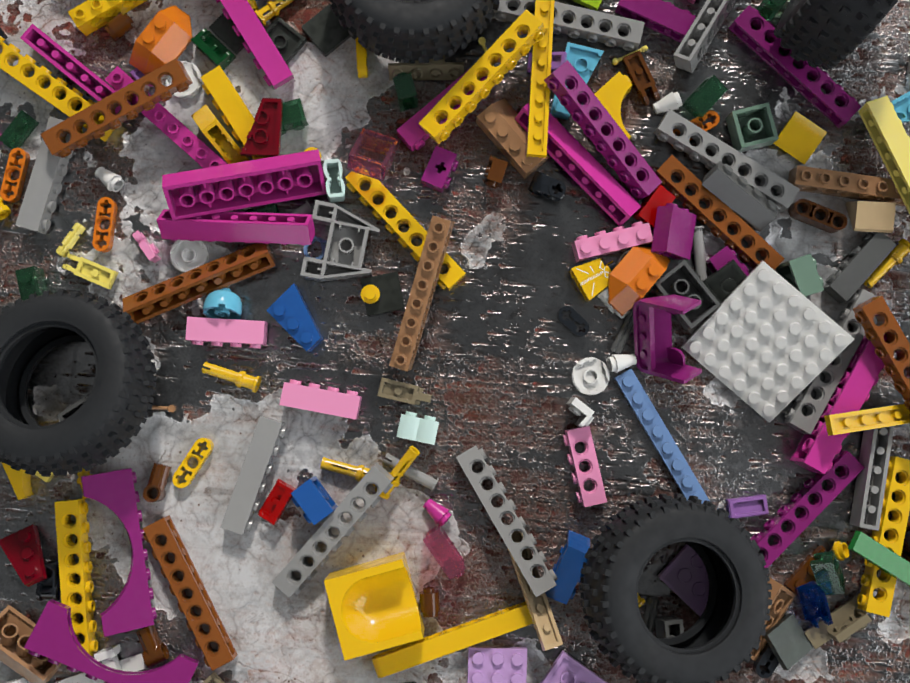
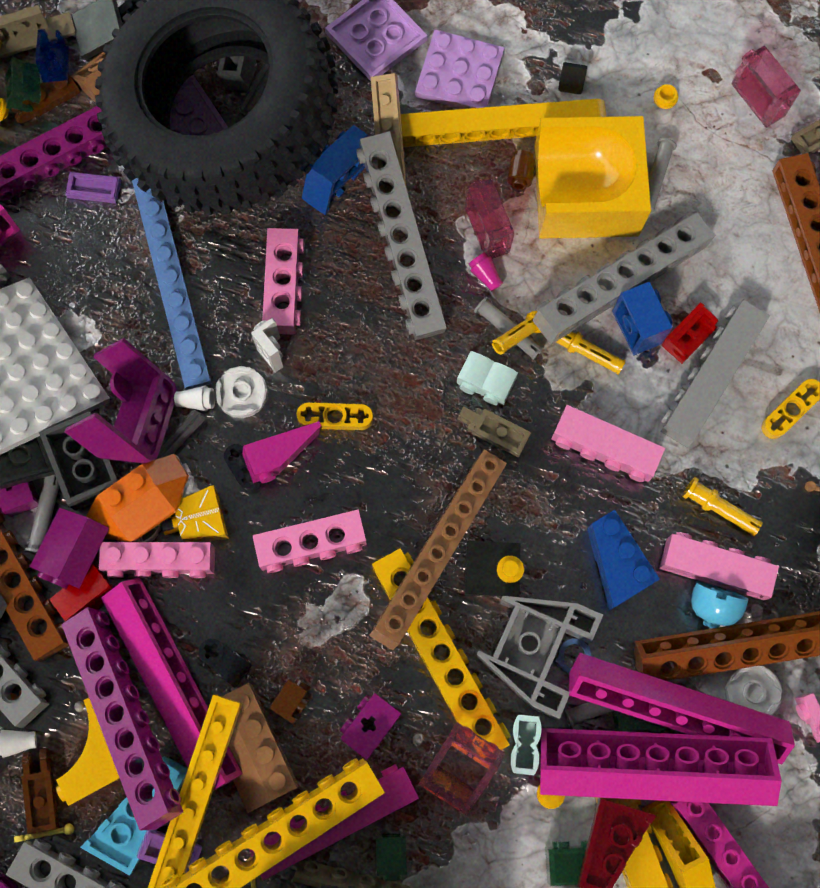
camera: 165 degrees left, 10 degrees down
(324, 628) = (659, 168): none -> light grey pin
(532, 366) = (341, 425): none -> yellow beam
(540, 271) = (268, 542): none -> bright pink brick
(554, 332) = (273, 454): none -> dark pink slope

